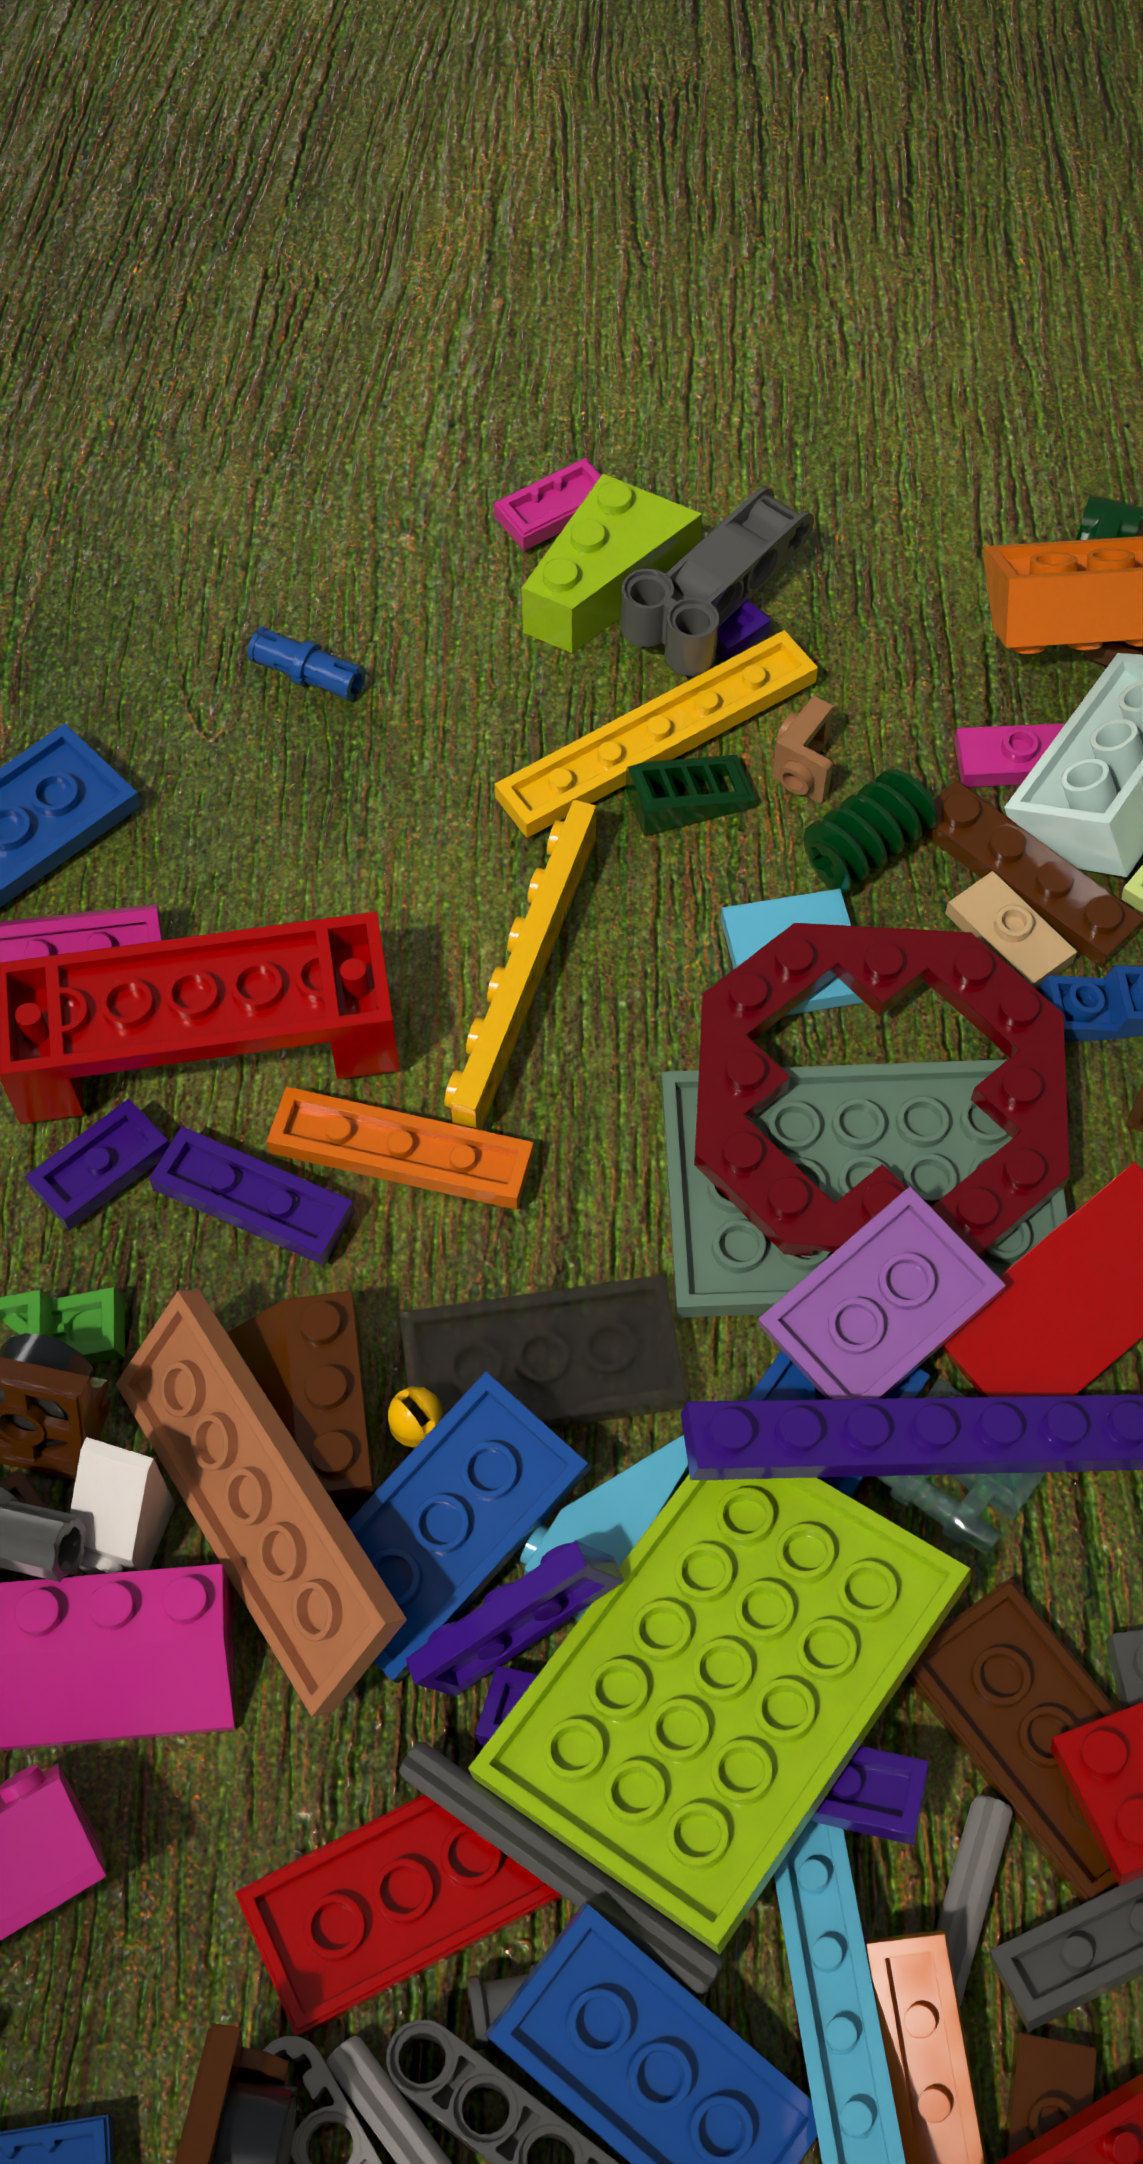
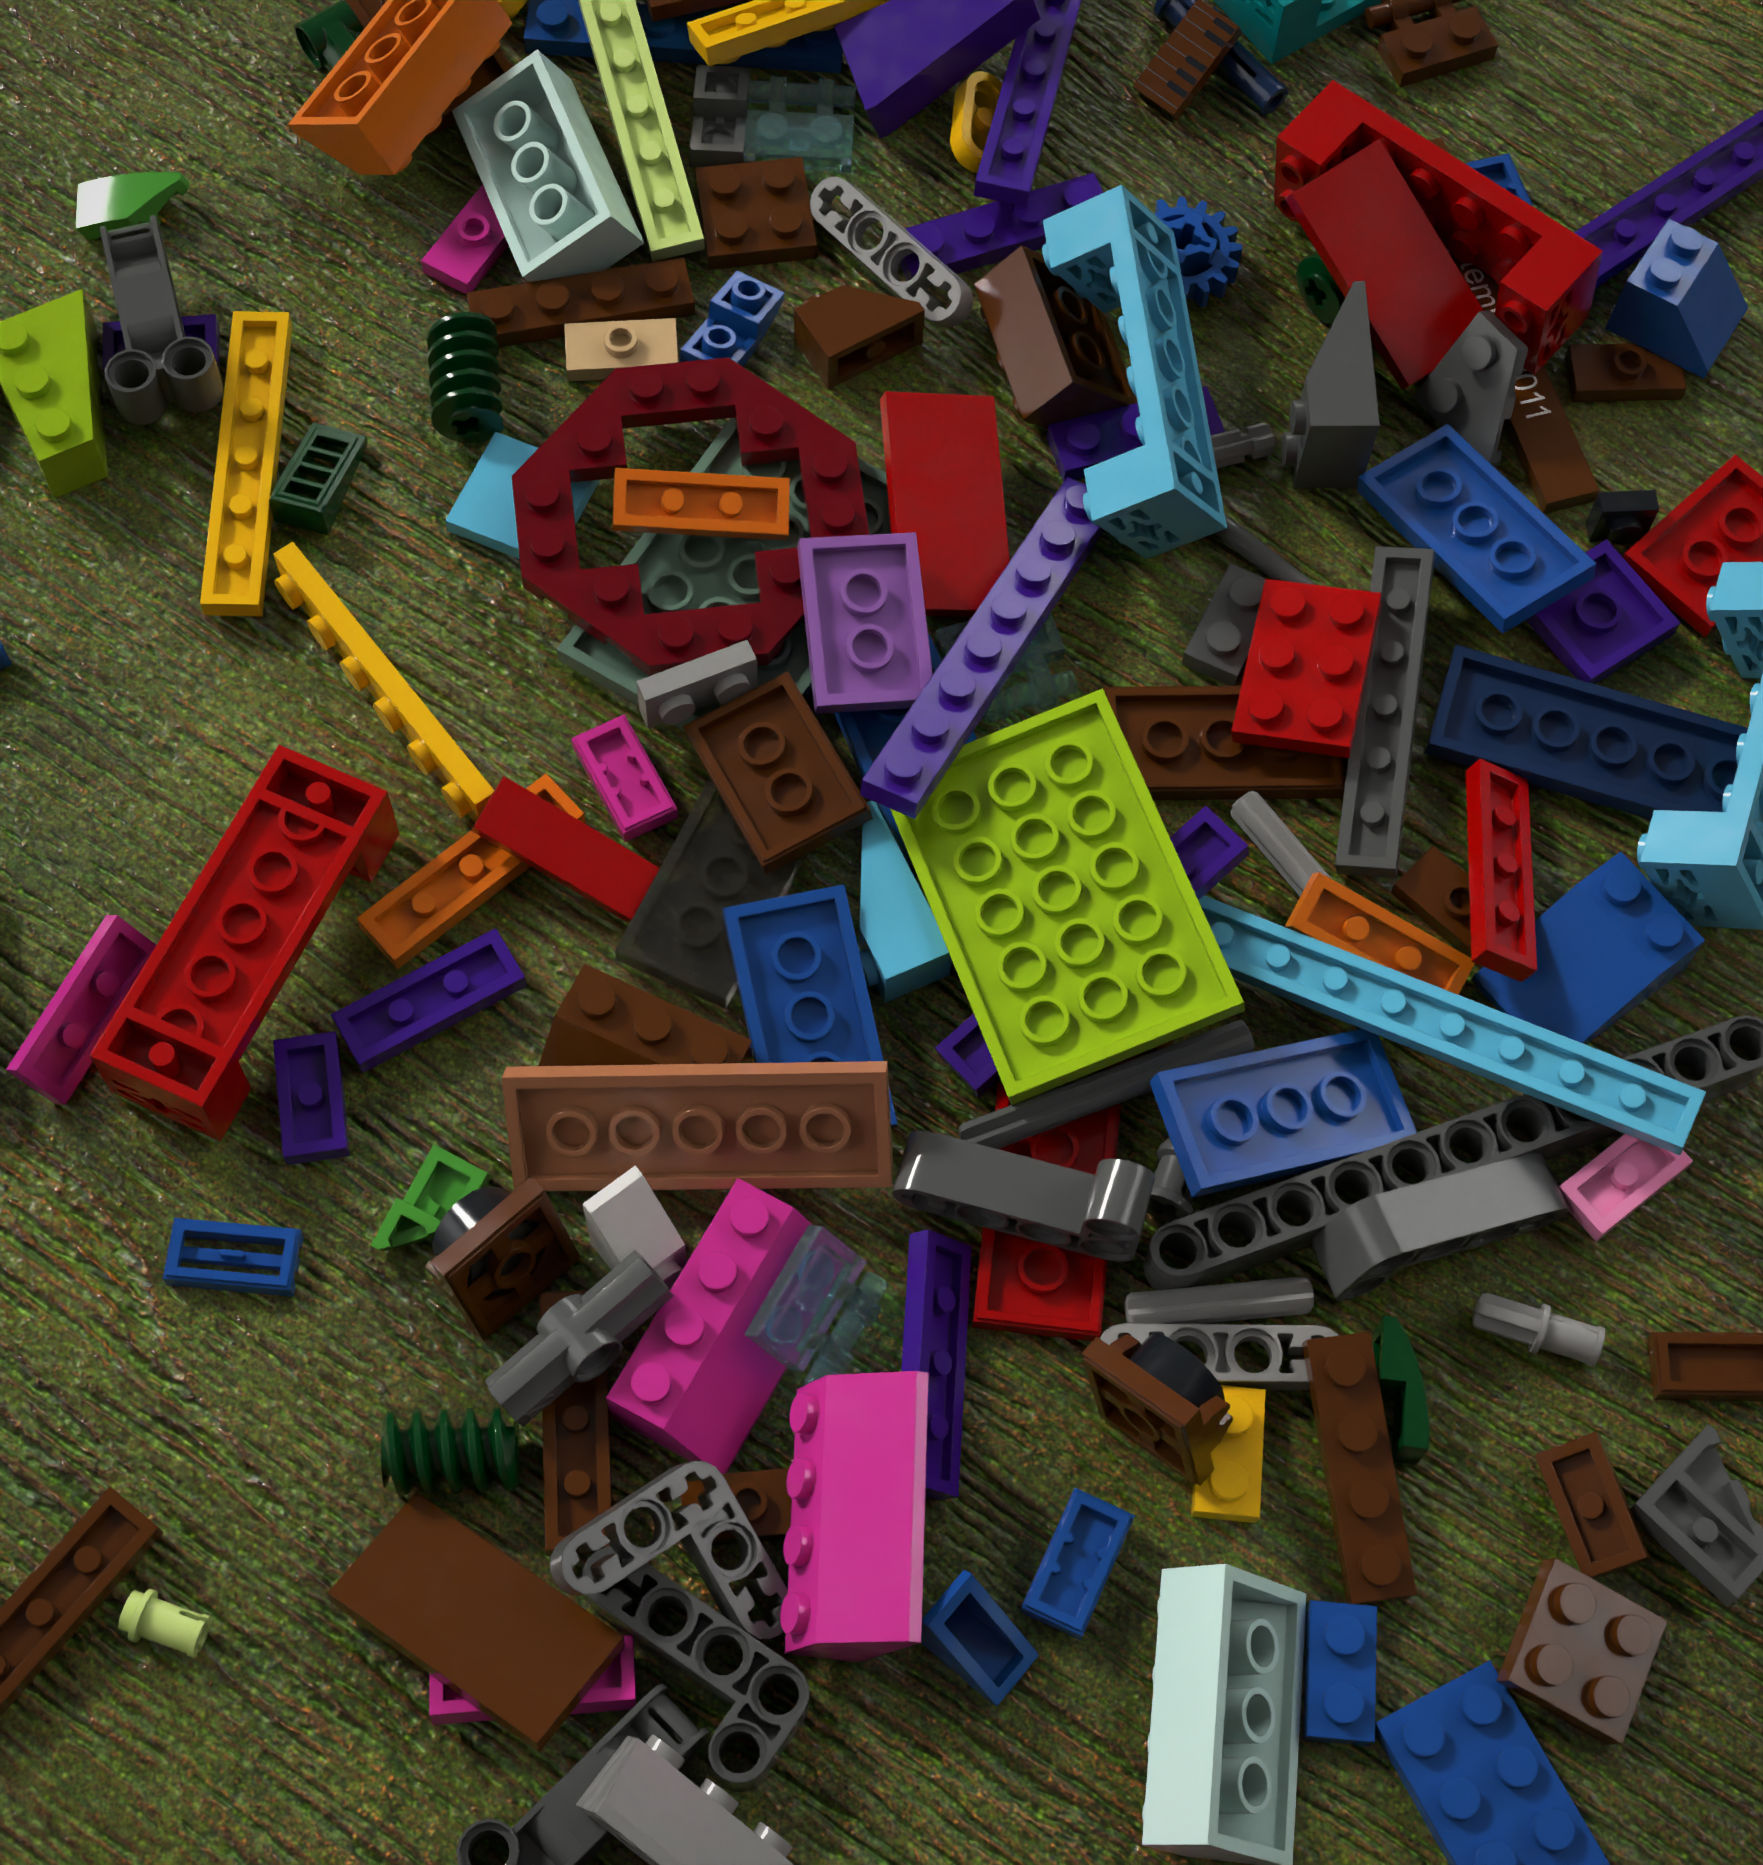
camera: 60 degrees left, 5 degrees up
(145, 1711) = (806, 1300): none -> clear light blue plate
(163, 1881) = (937, 1345): none -> dark purple plate
(382, 1857) = (1027, 1196): none -> dark grey beam
(404, 1424) = (712, 994): yellow hinge -> none
(466, 1204) = (565, 849): none -> red tile
(514, 1618) = (918, 1005): dark purple plate -> none
(581, 1211) = (624, 778): none -> dark pink plate
(668, 1330) = (777, 773): none -> reddish brown tile
(722, 1214) = (711, 679): none -> light grey plate
(798, 749) = (361, 387): medium nougat bracket -> none
(826, 497) = (124, 200): none -> bright green slope
(889, 1087) = (701, 504): none -> orange plate

